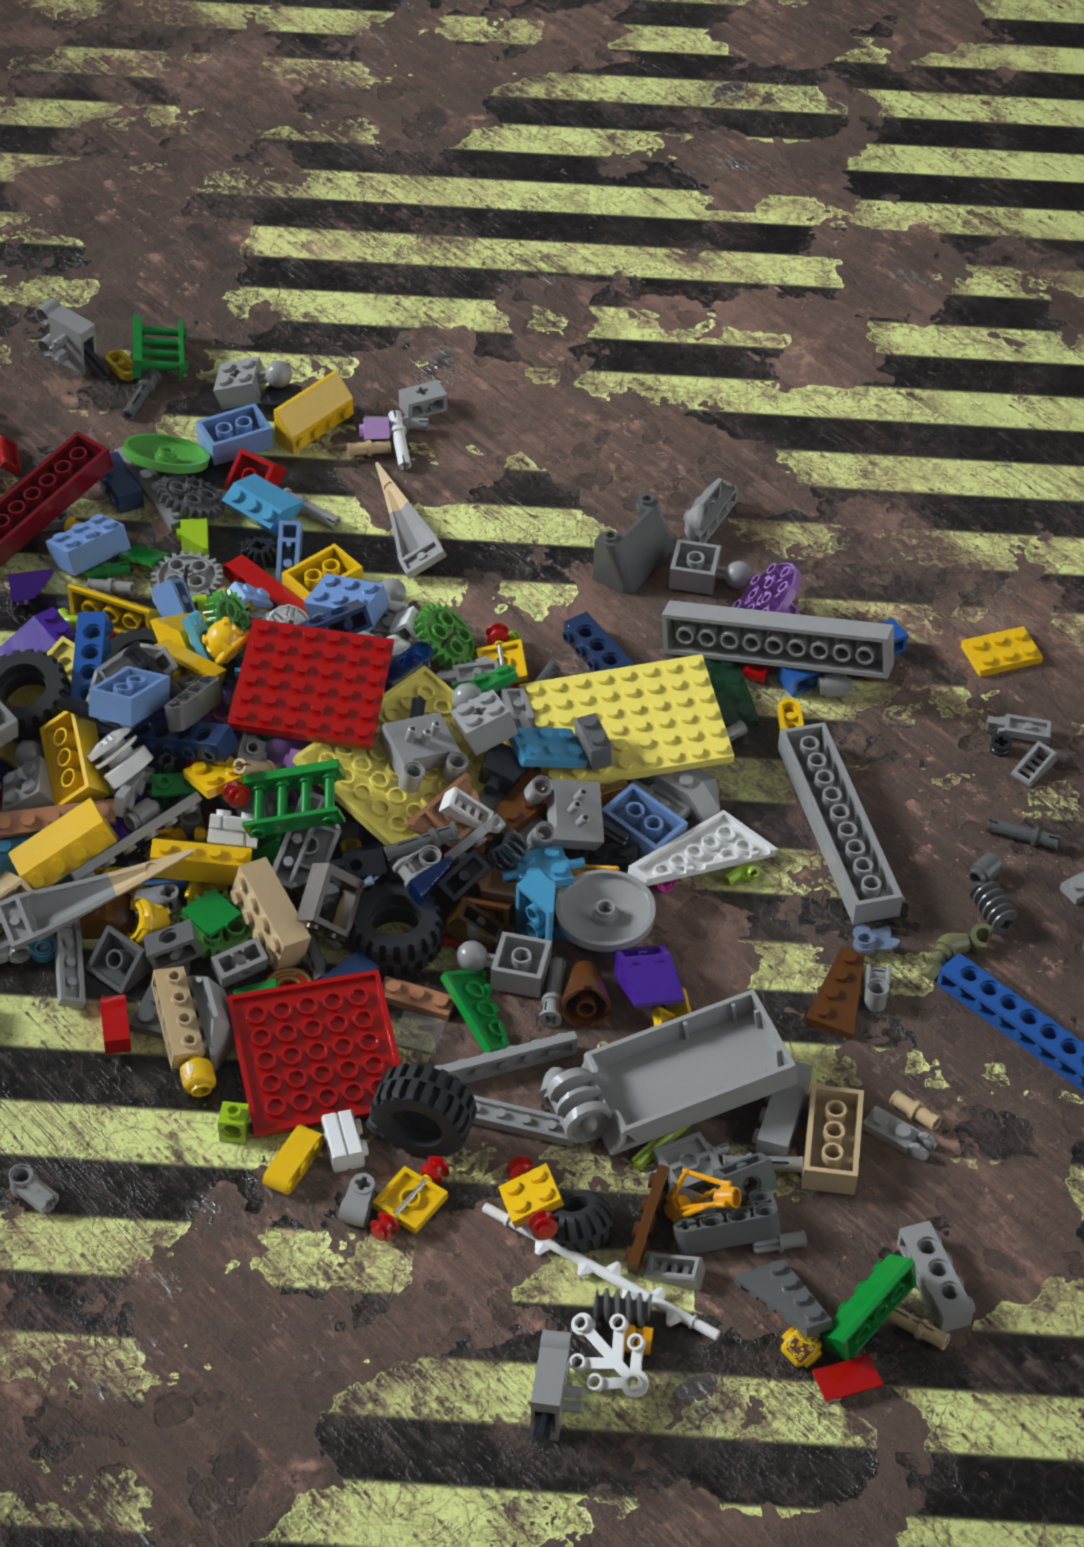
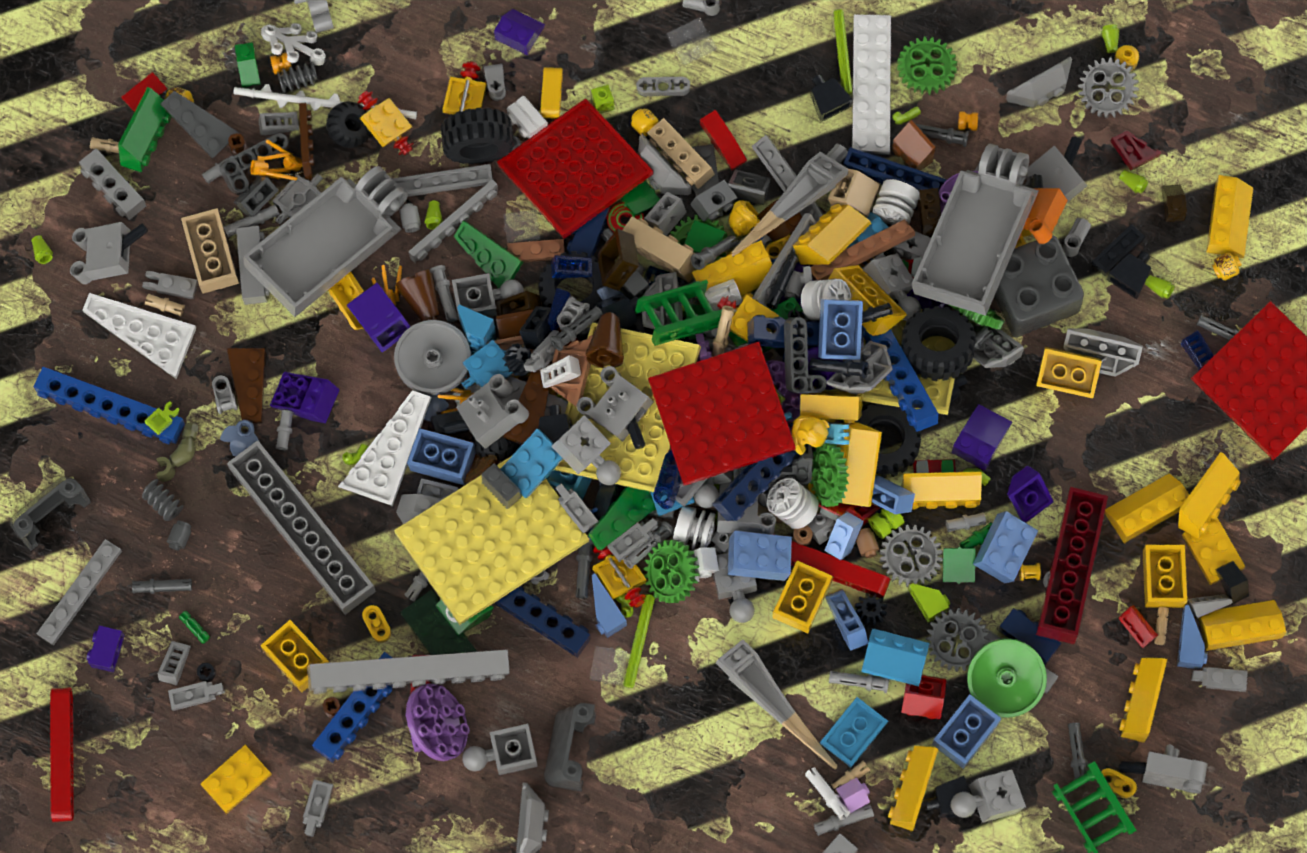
camera: 160 degrees right, 25 degrees up
(47, 399) = (1143, 698): none -> yellow slope
(76, 1154) = (691, 41): none -> clear slope
(152, 1125) = (657, 80): none -> light grey beam
(163, 801) = (779, 288): none -> black pin
(219, 871) = (709, 254): none -> dark grey pin
(291, 1252) = (518, 31): none -> dark purple slope
(342, 476) = (854, 732): none -> dark azure plate
(397, 803) = (606, 343): none -> reddish brown cone
(402, 933) = (571, 273): none -> clear blue slope
(518, 608) = (639, 640): none -> lime axle
(523, 1078) = (433, 216): none -> lime cone
(535, 639) = (607, 613): none -> medium blue slope
(556, 609) = (608, 665): none -> clear piece
(625, 1015) = (394, 297): none -> light orange plant
(684, 1360) = (247, 64): none -> green slope
(743, 1256) = (237, 139): none -> reddish brown bush
(778, 949) = (305, 396): none -> dark purple slope
(816, 926) = (284, 430): none -> light grey pin
(894, 713) = (292, 654): none -> yellow brick
(922, 599) = (317, 806): none -> light grey hinge
(950, 1088) = (151, 334): none -> white wing
(967, 966) = (160, 420): none -> lime plate
(972, 1180) = (106, 250): none -> light grey piece
(999, 787) = (194, 627): none -> green axle
(1060, 1234) = (41, 250): none -> lime cone

